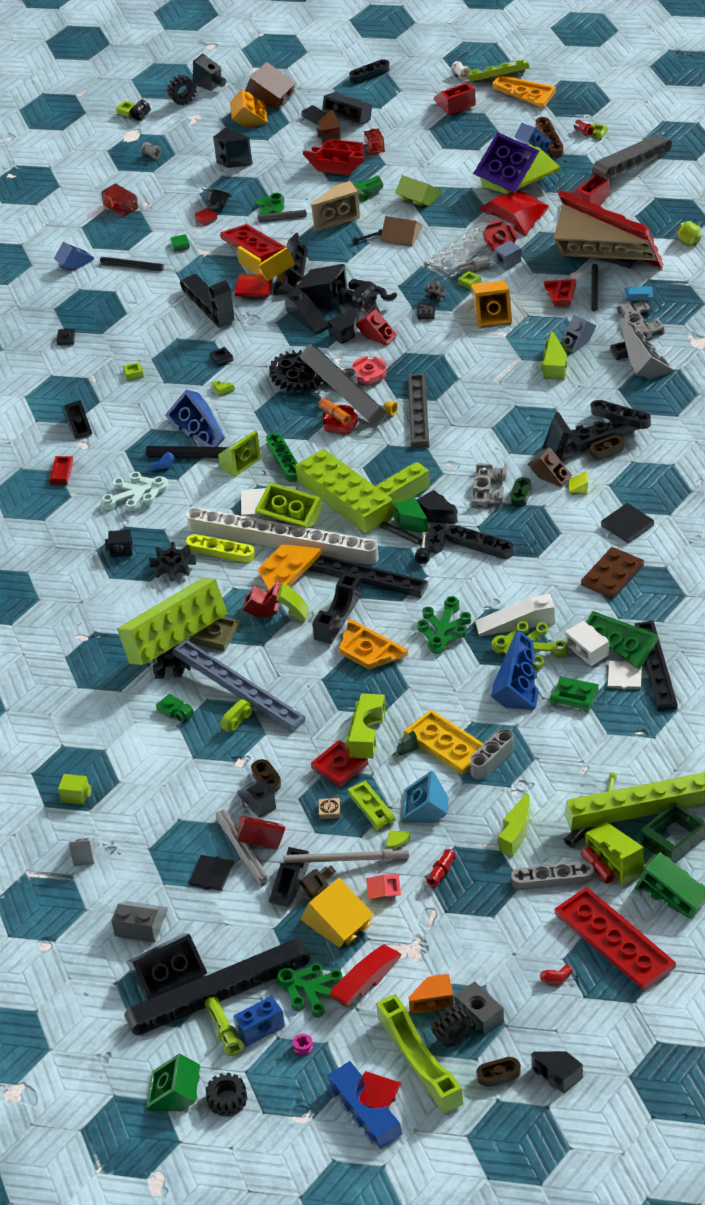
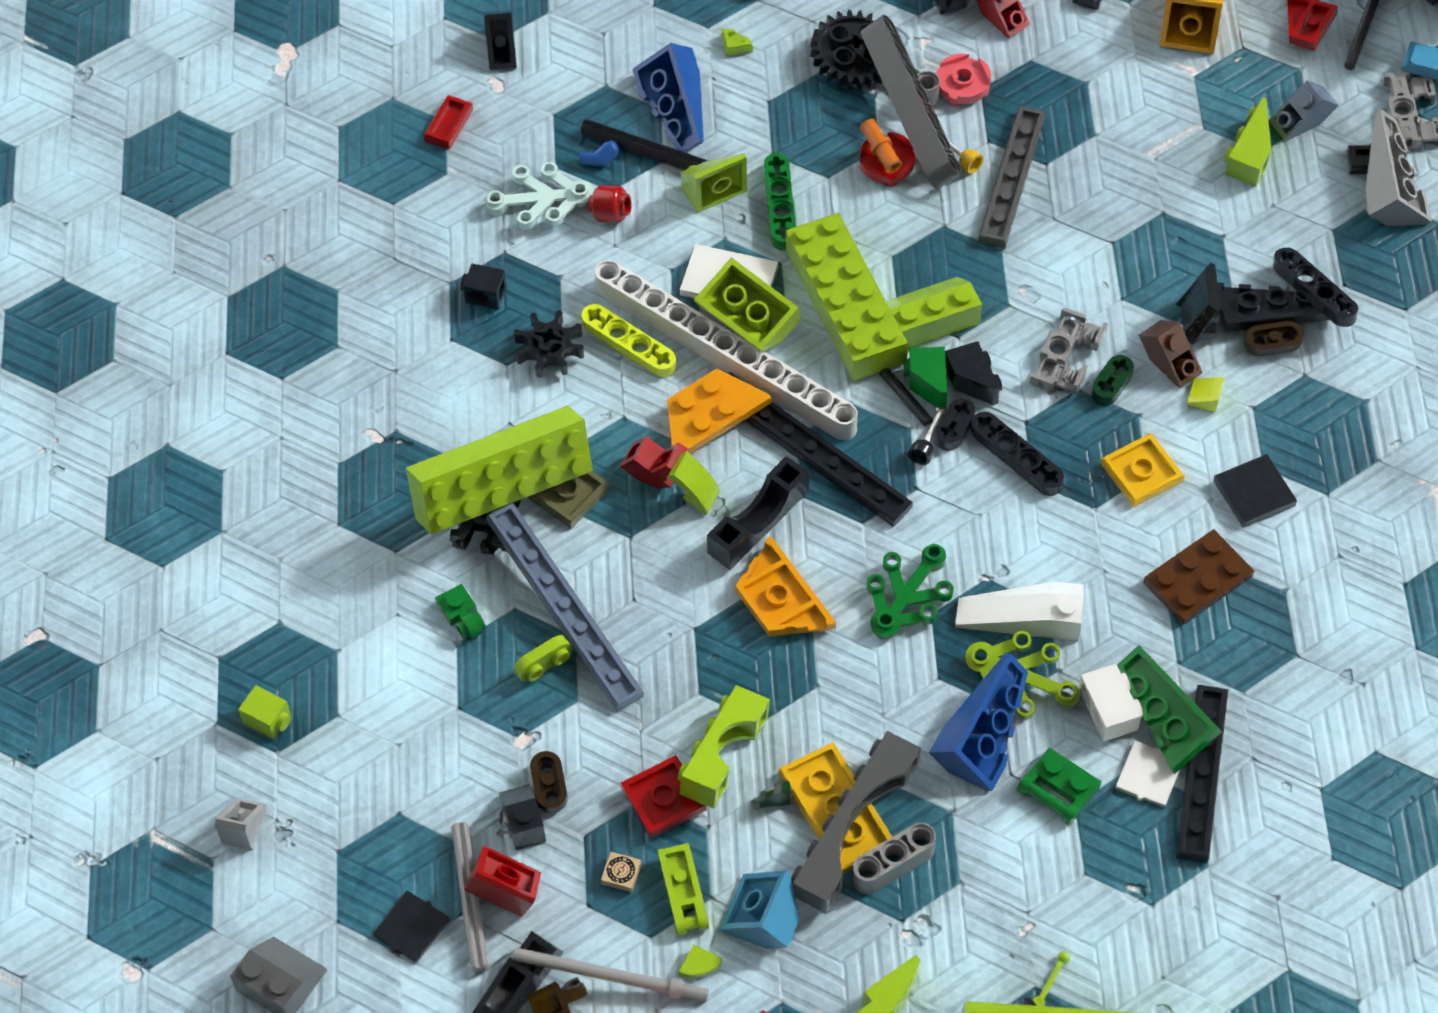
camera: 15 degrees right, 15 degrees up
(180, 483) = (610, 204): none -> red head
(469, 711) = (887, 770): none -> dark grey arch
(557, 530) = (1142, 470): none -> yellow tile

